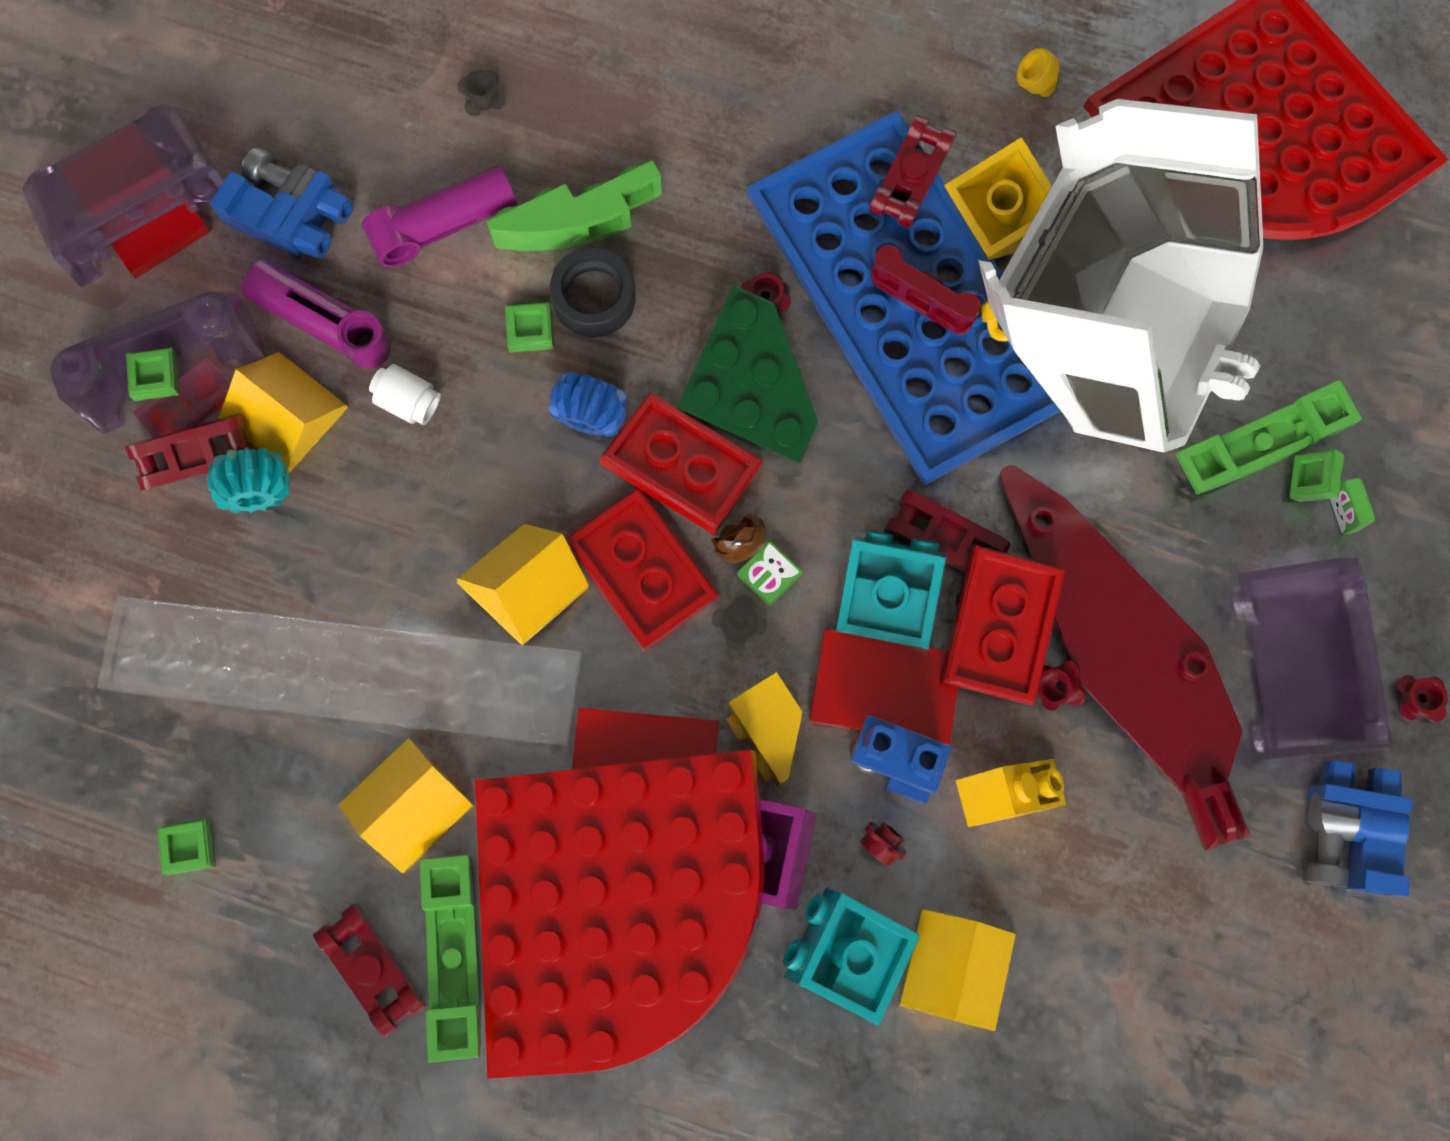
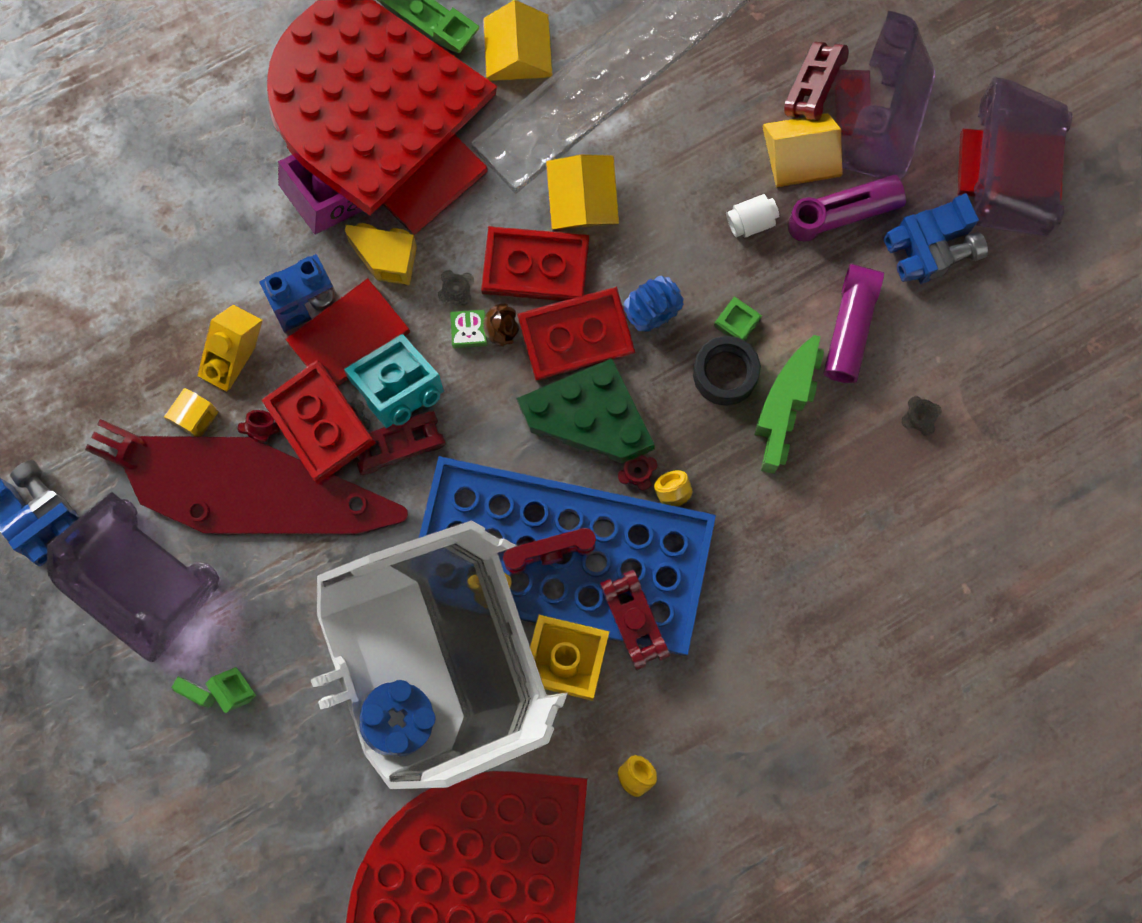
camera: 135 degrees right, 0 degrees up
(152, 374) = (879, 90): bright green tile -> none
(248, 480) = (769, 92): teal gear -> none
(753, 247) = (673, 488): none -> yellow tile
(850, 954) = (231, 191): teal plate -> none
(883, 843) = (268, 258): dark red plate -> none
(958, 969) = (171, 241): yellow slope -> none
(1112, 770) = (191, 413): none -> yellow brick
(1199, 273) = (375, 717): none -> blue plate
(1269, 438) = (280, 682): bright green slope -> none
(1435, 698) = (48, 624): dark red plate -> none

